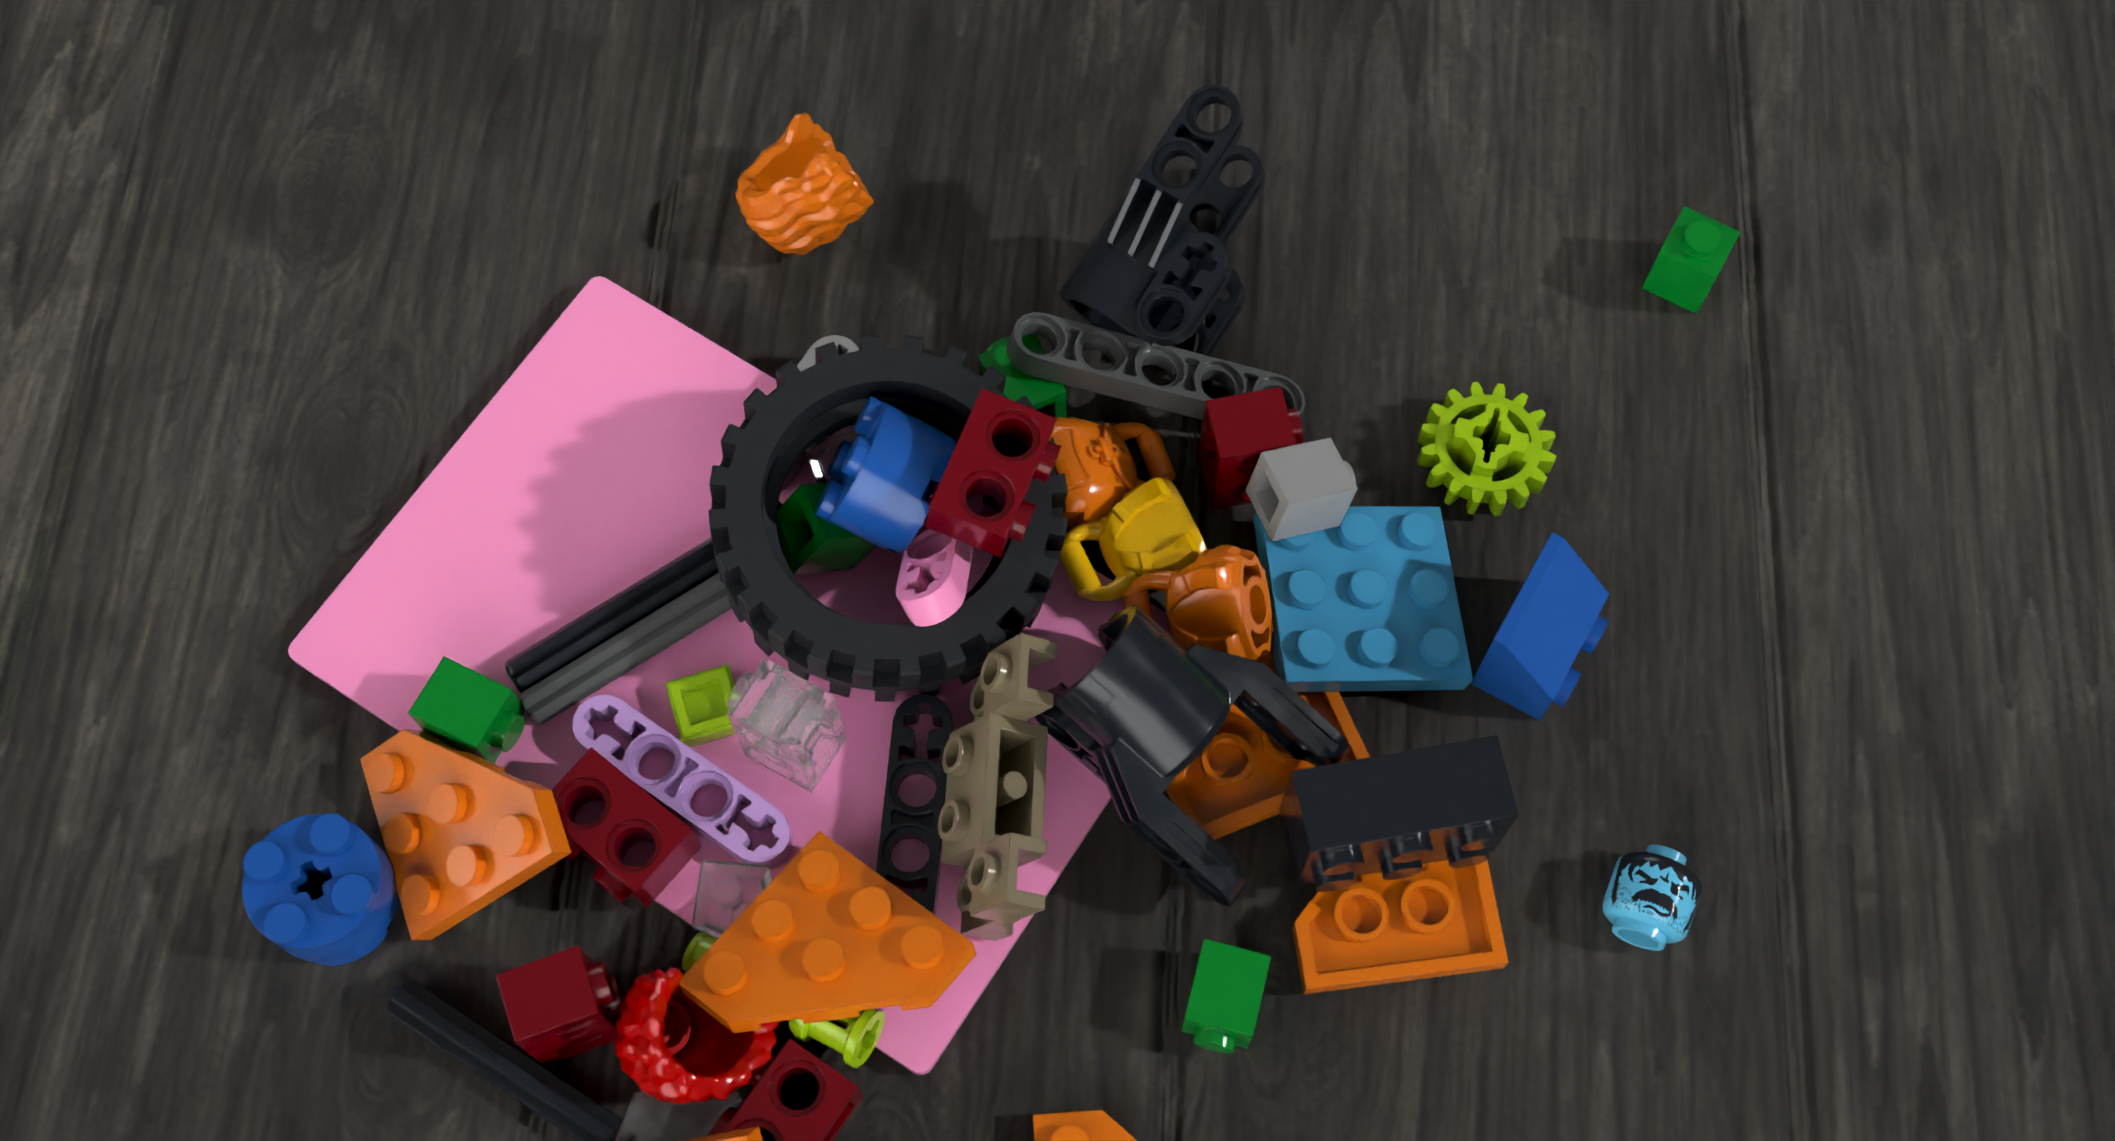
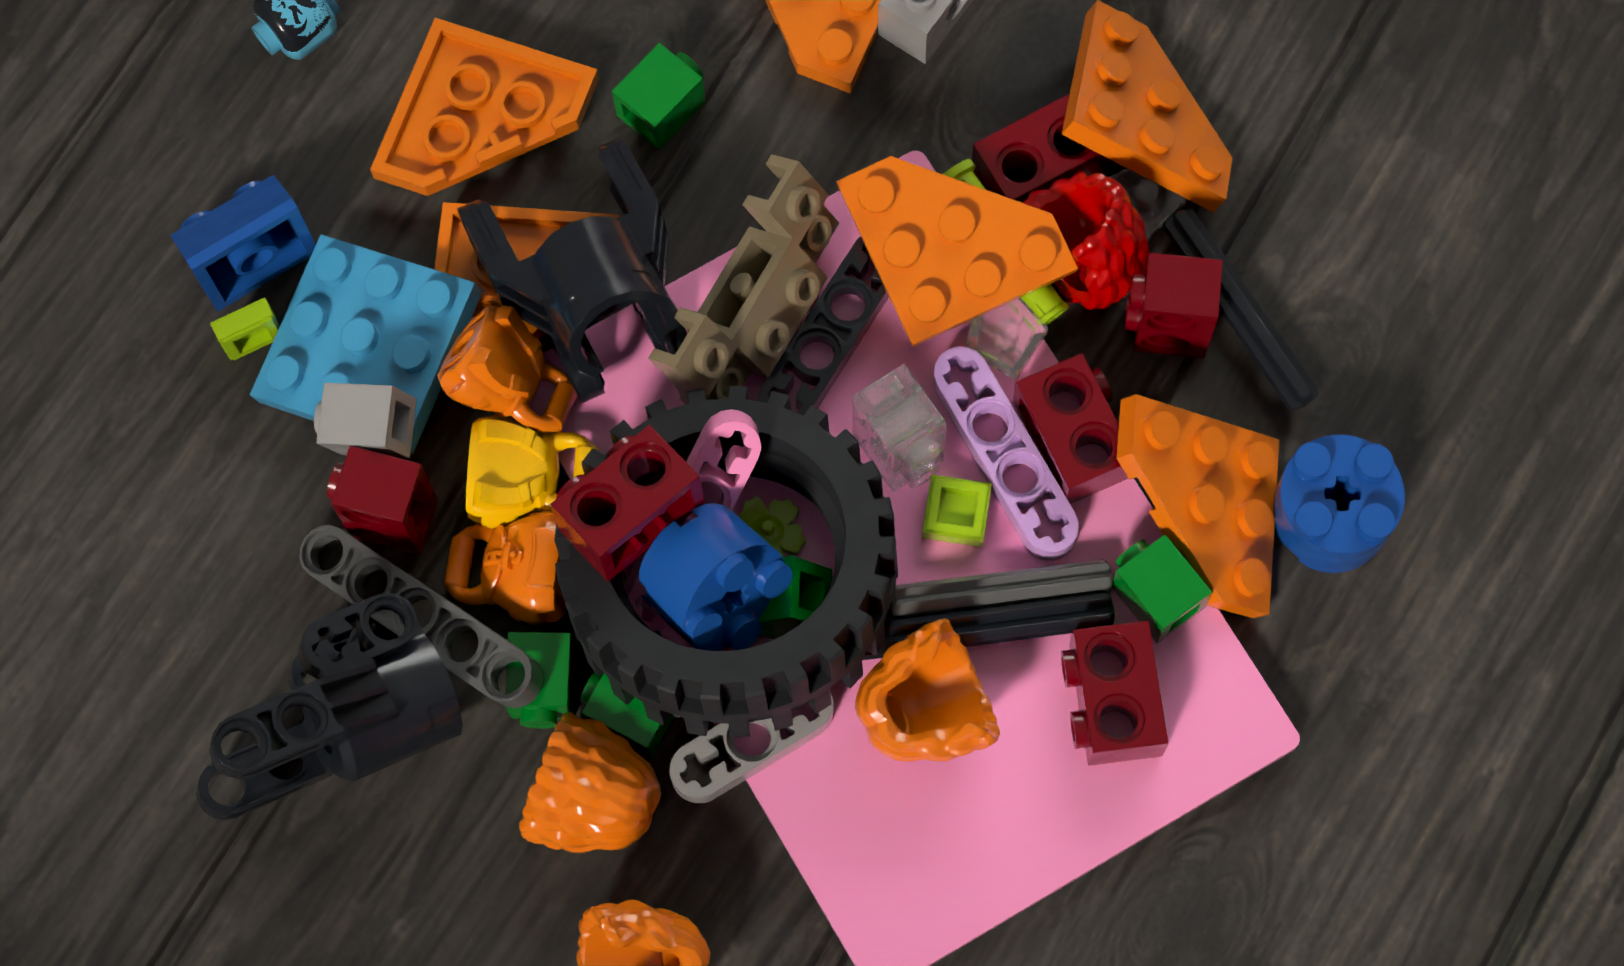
camera: 150 degrees left, 5 degrees up
(466, 600) = (1131, 692): none -> dark red brick
(640, 491) = (926, 699): none -> orange hair
(874, 599) = (776, 524): none -> lime plant
(923, 297) = (589, 790): none -> orange hair
(1397, 813) = (456, 126): black brick -> none
(1481, 558) = (246, 329): none -> lime tile
(1515, 444) = (165, 440): lime gear -> none

